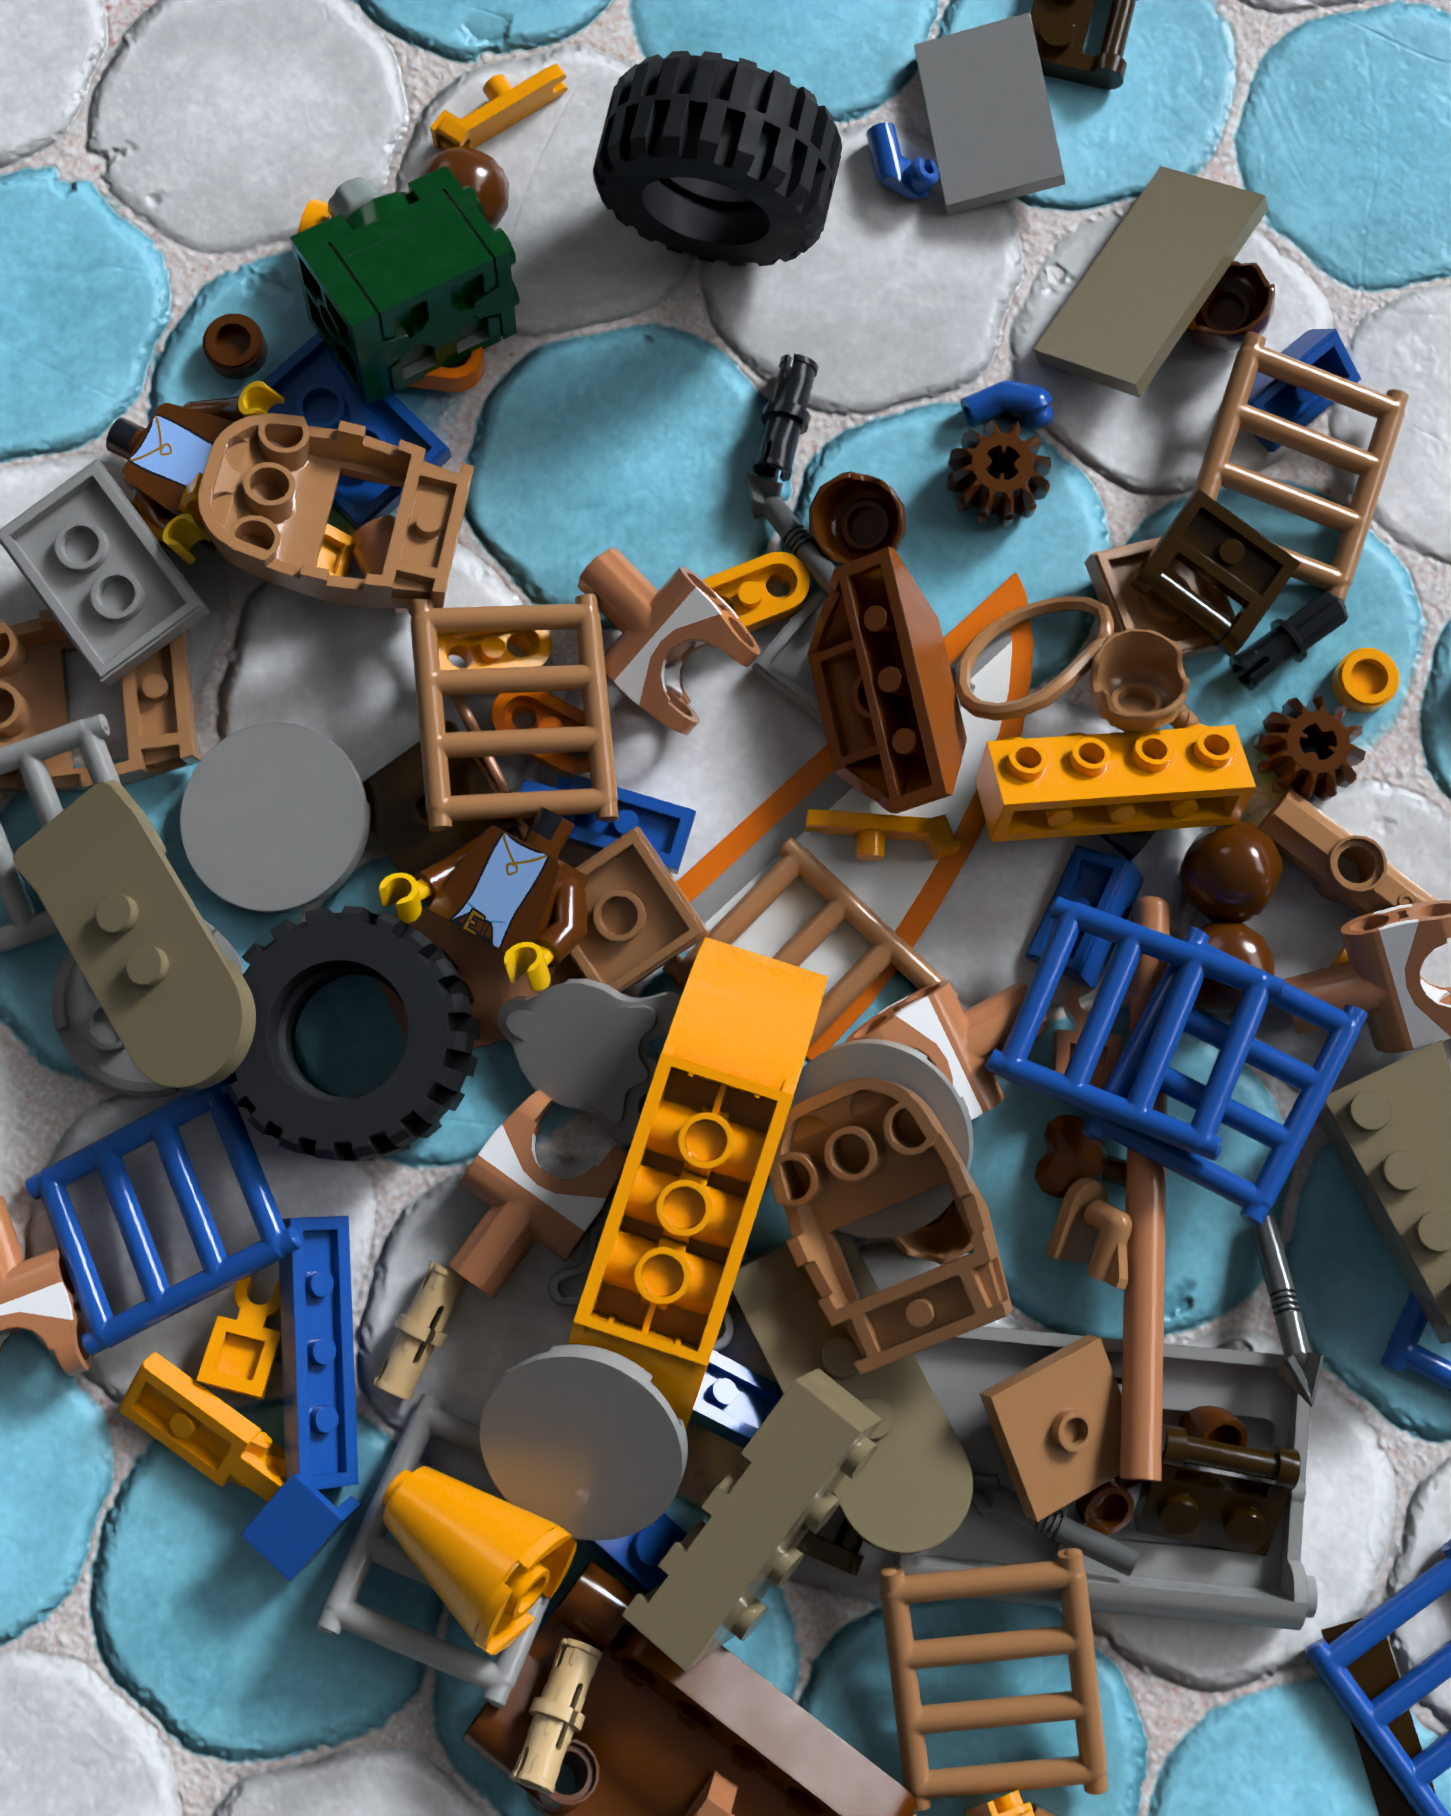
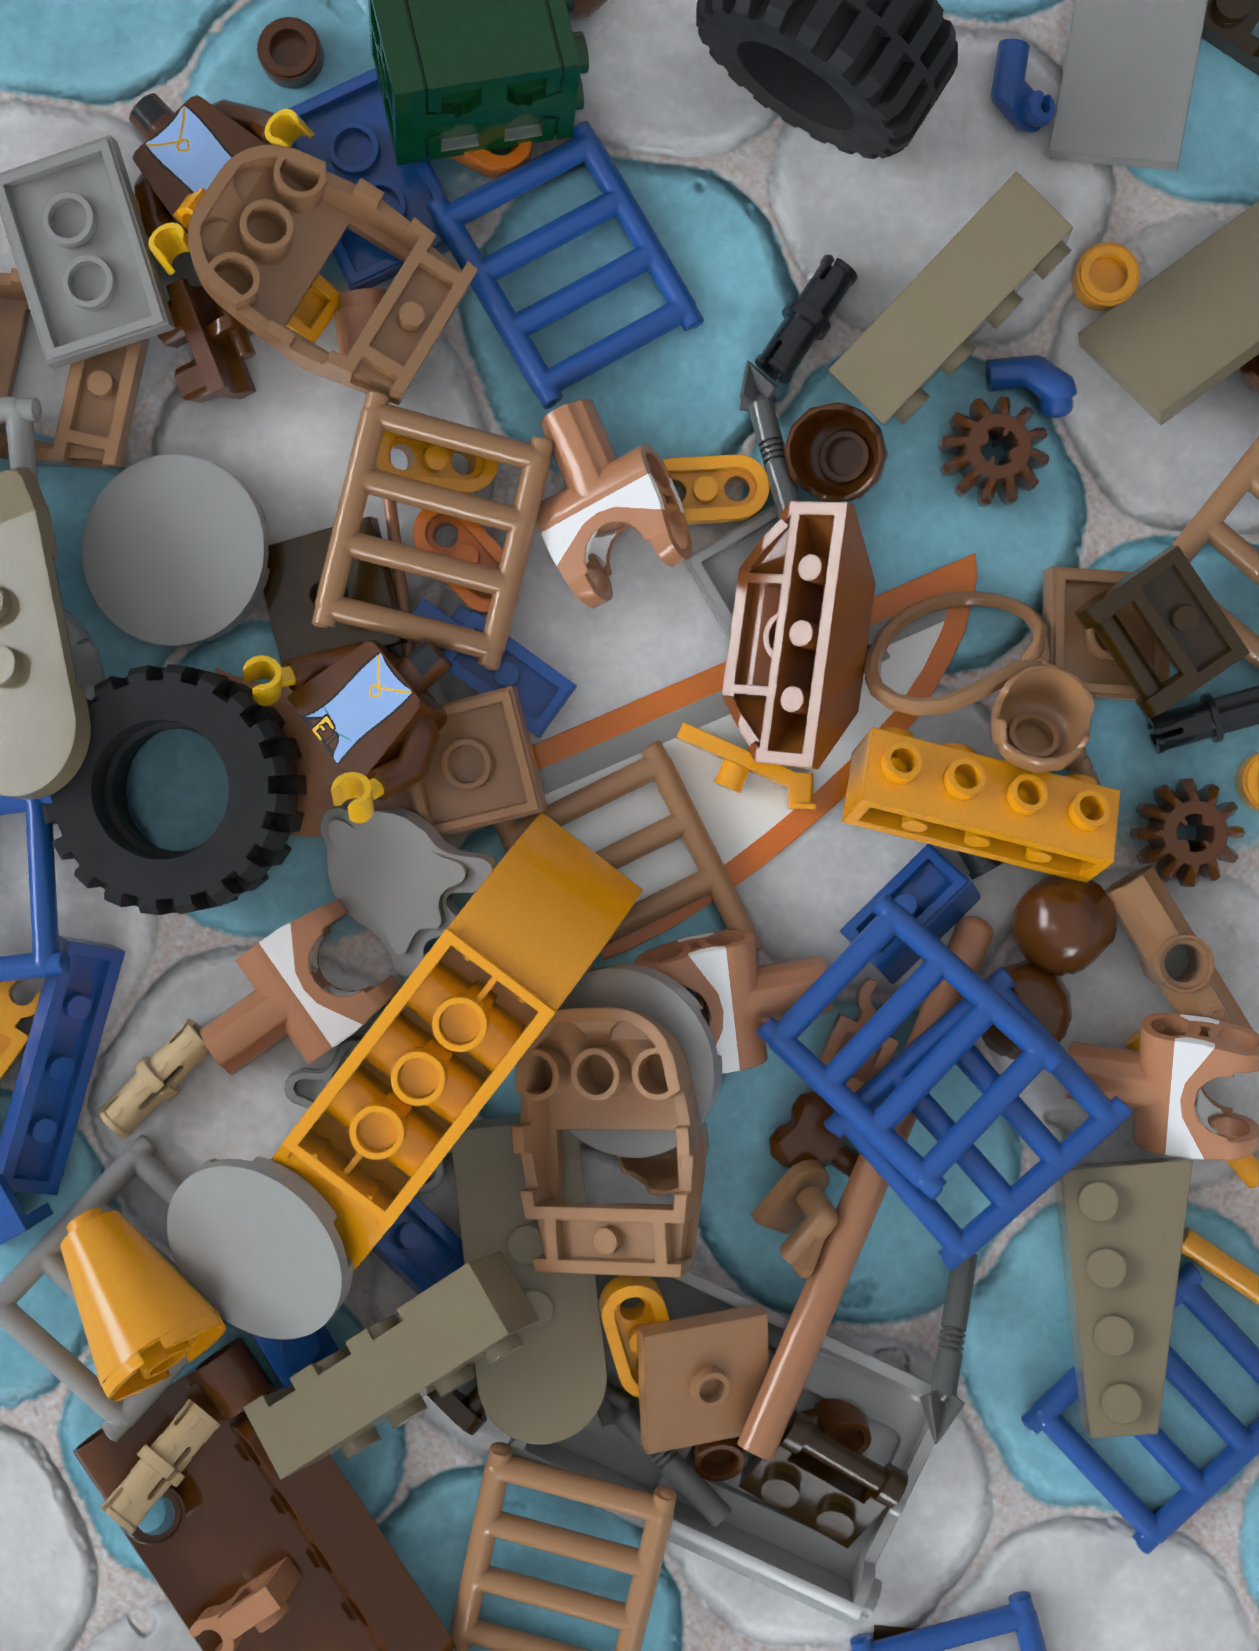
camera: 25 degrees right, 10 degrees up
(254, 612) = (216, 343): none -> reddish brown hips
(526, 510) = (614, 202): none -> blue bar
(912, 353) = (953, 299): none -> dark tan wedge
(965, 1403) = (622, 1322): none -> light orange plate
(1037, 295) = (1105, 276): none -> light orange tile

